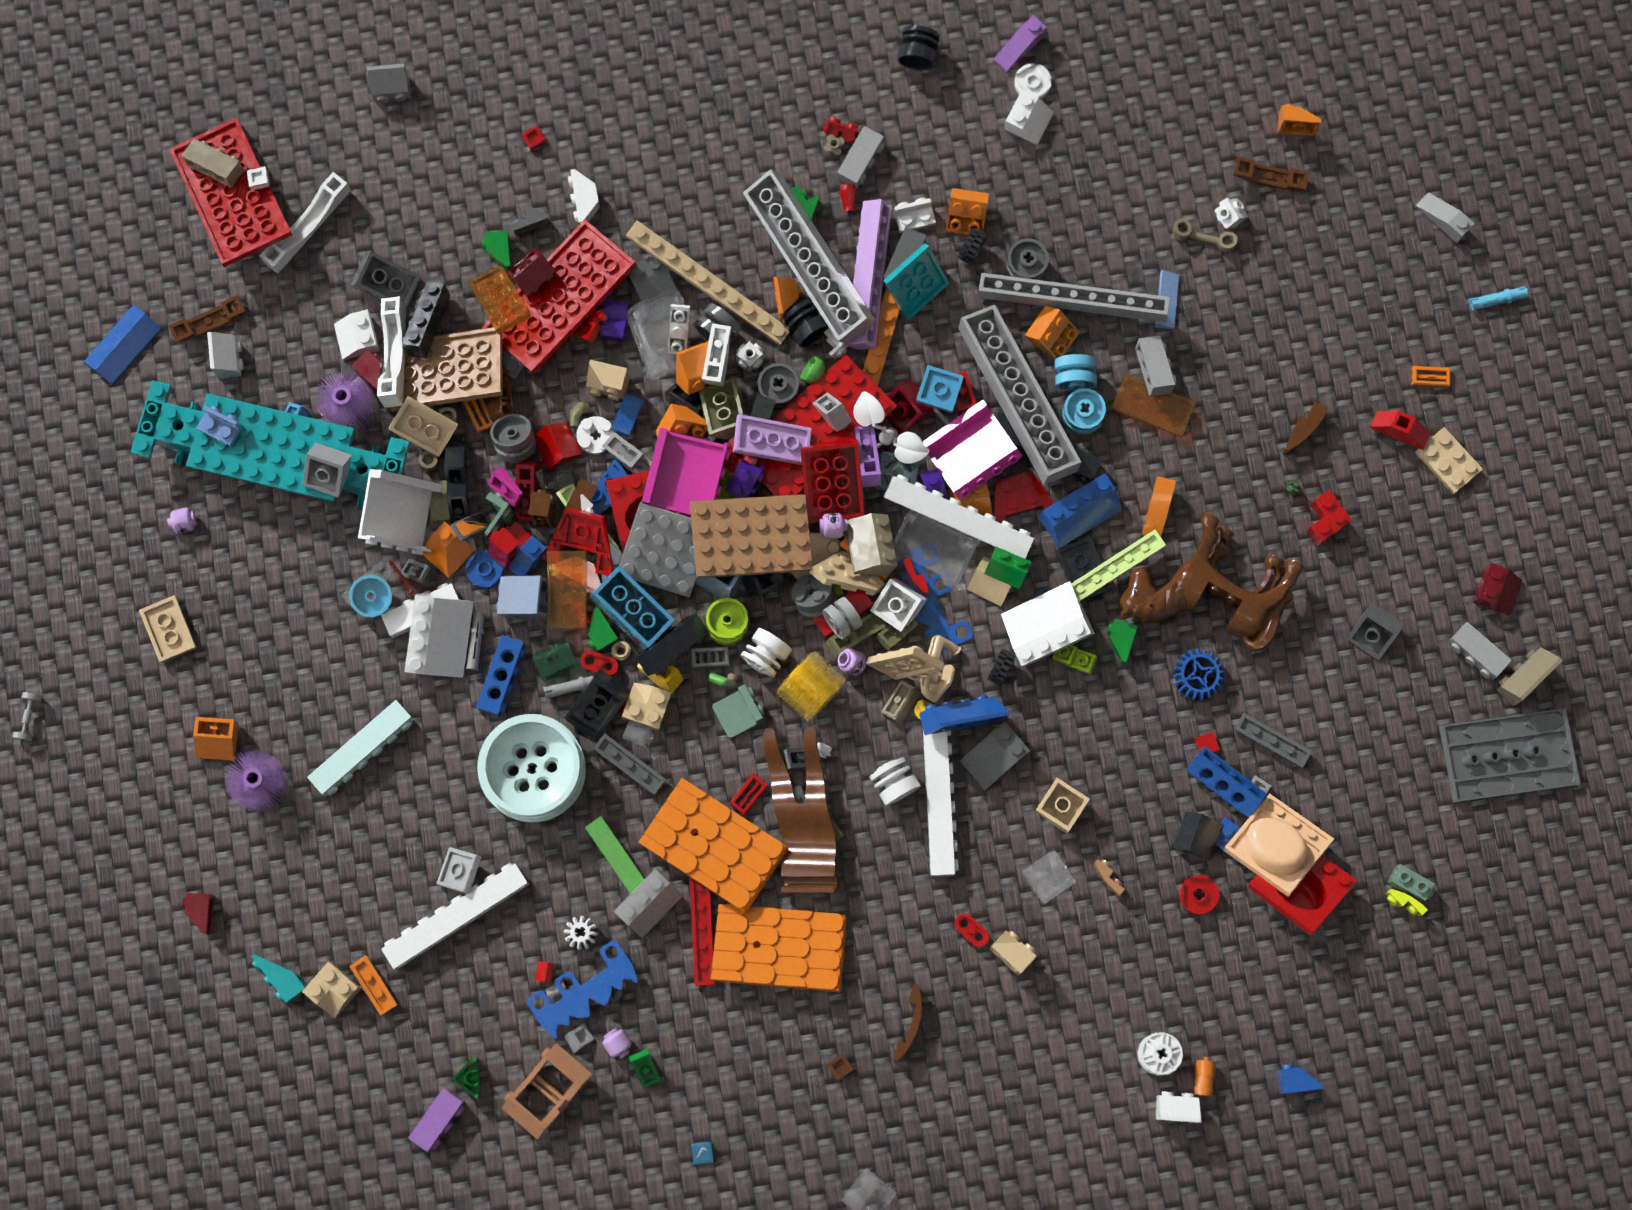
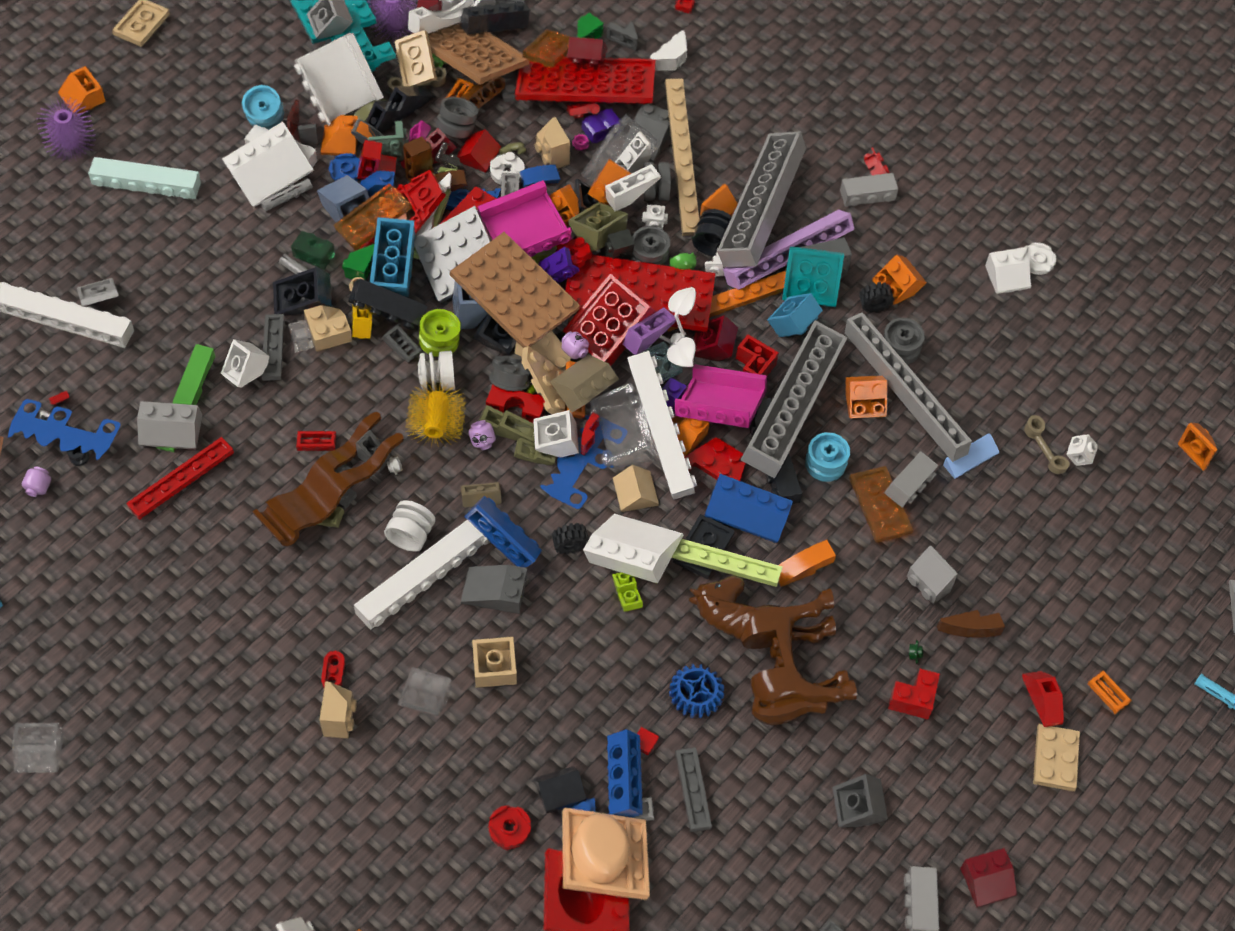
camera: 45 degrees right, 20 degrees down
(500, 754) = (214, 282): light aqua wheel -> none
(505, 647) = (272, 225): blue brick -> none
(579, 1038) = (23, 457): light grey slope -> none
(580, 925) = (110, 400): white gear -> none
(600, 661) = (338, 279): red plate -> none
(617, 347) = (580, 142): none -> dark pink plate
(633, 800) = (244, 363): none -> white slope
(645, 1068) = (30, 513): green slope -> none
(713, 845) = (253, 441): orange piece -> none
(730, 681) = (390, 362): arm -> none
(738, 712) = (376, 389): sand green bracket -> none
(770, 439) = (600, 255): lavender tile -> none
(779, 948) = (205, 541): orange piece -> none
(811, 205) = (801, 182): green slope -> none
(832, 412) = (660, 286): light grey slope -> none
(834, 149) = (861, 169): dark tan plate -> none
(840, 1066) = (137, 652): reddish brown plate -> none
(842, 618) = (507, 395): light grey wheel -> none
(848, 197) = (833, 201): red cone -> none
(914, 215) = (864, 250): white bracket -> none
(915, 998) = (215, 683): reddish brown slope -> none
(918, 47) = (983, 167): black wheel -> none
(919, 666) = (512, 466): tan plate -> none
(939, 326) = (795, 315): none -> dark azure brick
(939, 389) = (746, 341): dark azure plate -> none
(1007, 567) = (654, 485): green slope -> none
(1021, 43) = (1058, 230): medium lavender slope -> none
(1075, 372) = (852, 425): medium azure wheel -> none
(1104, 871) = (464, 741): medium nougat slope -> none
(1121, 638) = (674, 612): green slope -> none
(1149, 1058) = (343, 903): white wheel -> none
(1246, 424) = (932, 575): none -> light grey slope
(1270, 176) = (1137, 457): reddish brown slope -> none

